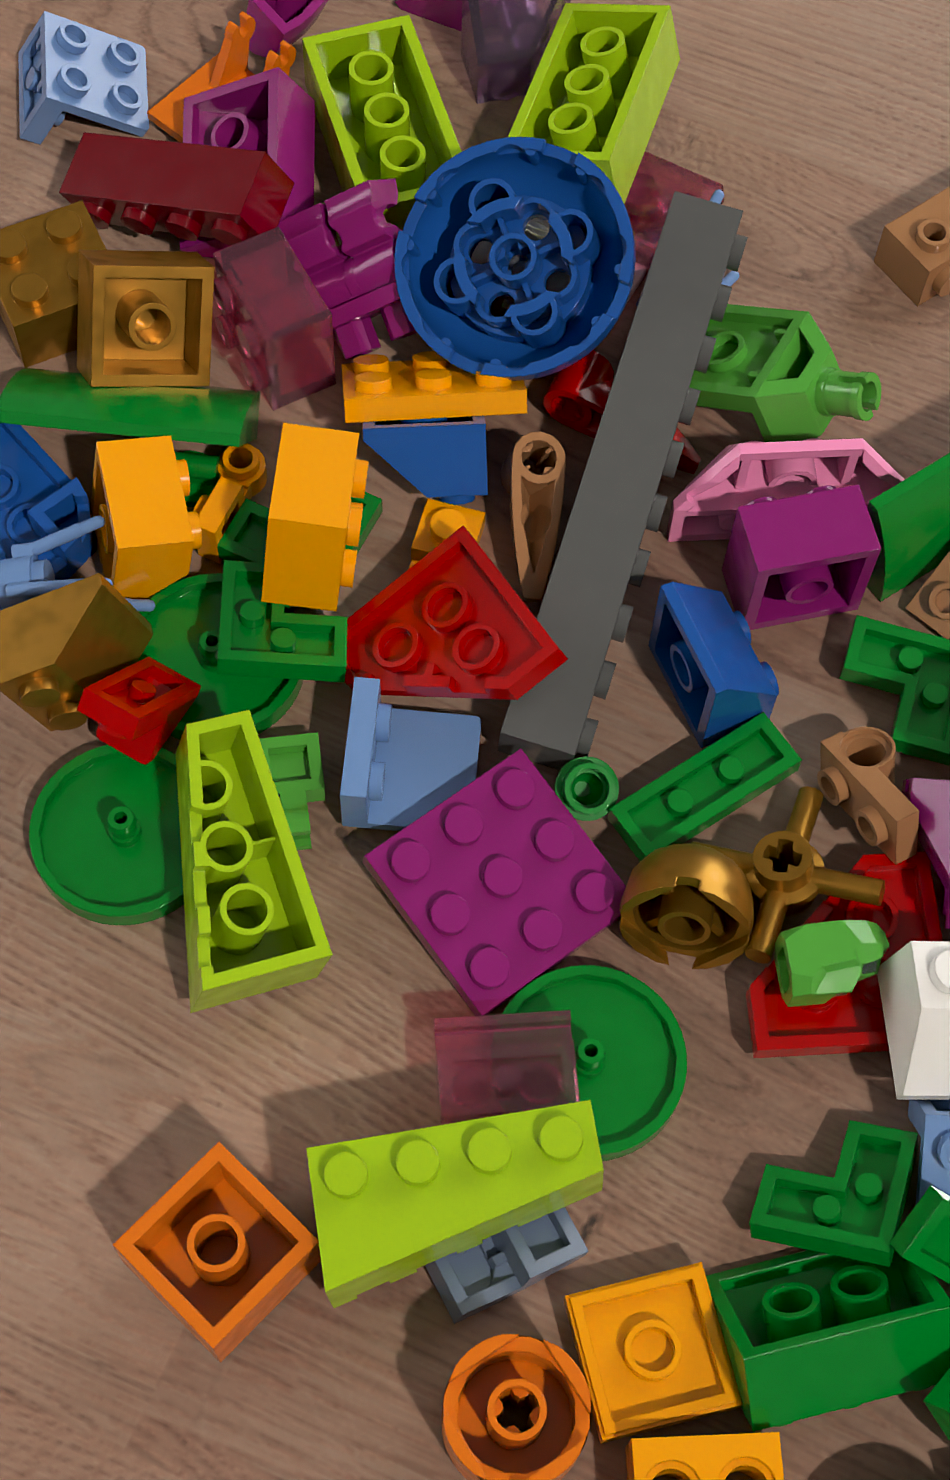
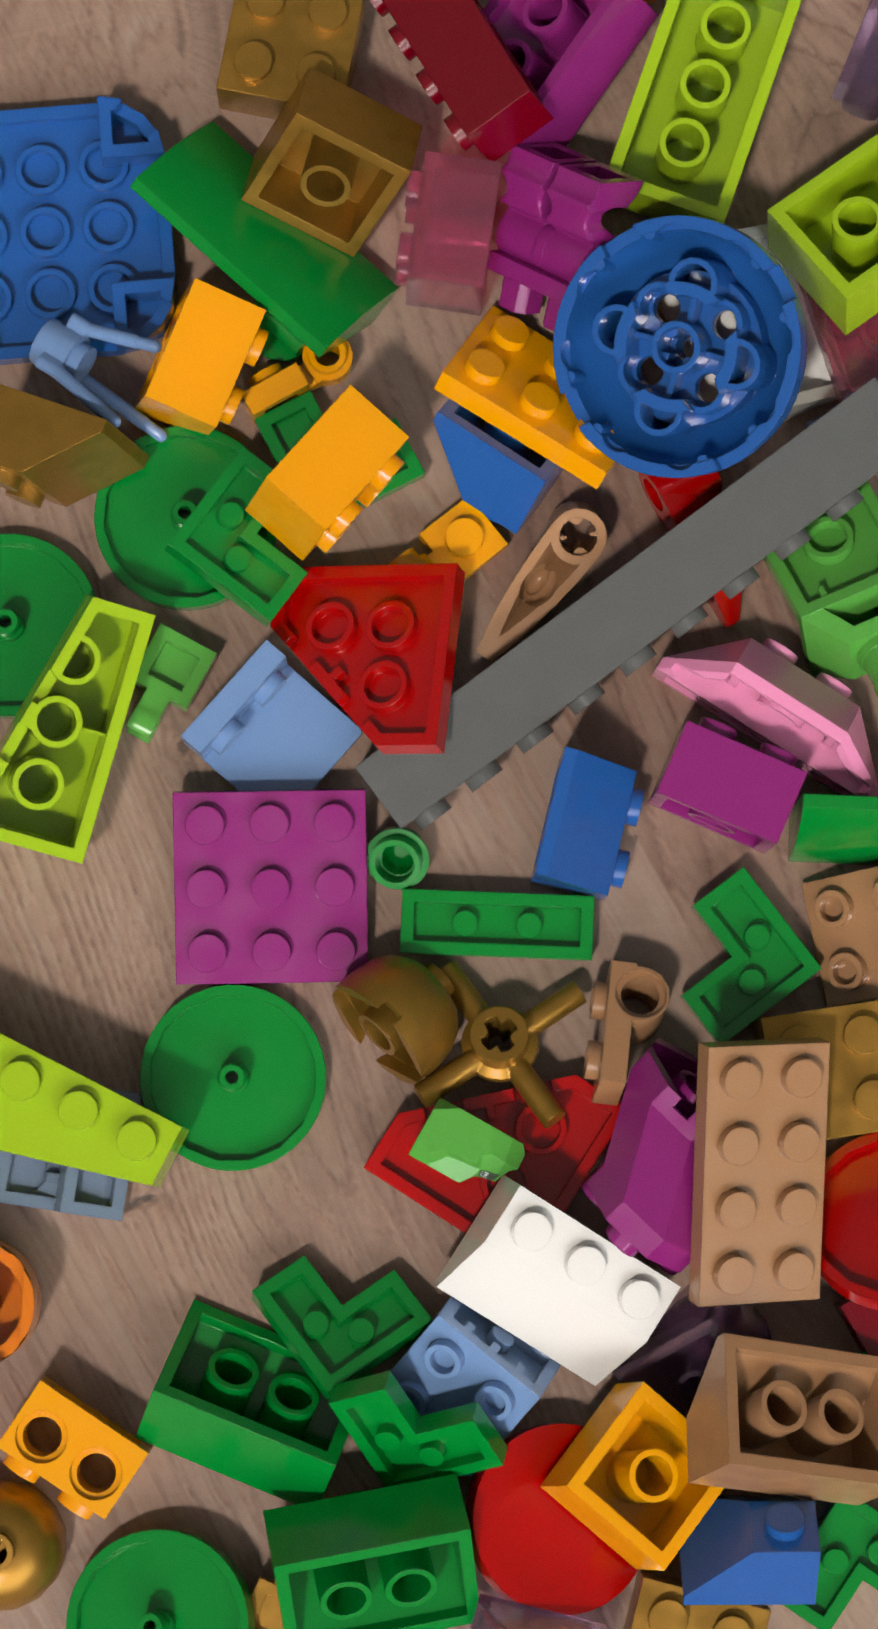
camera: 30 degrees right, 20 degrees up
(138, 707) = (85, 532): red slope -> none
(504, 1064) = (157, 1042): clear pink plate -> none
(652, 1352) = (110, 1326): light orange plate -> none

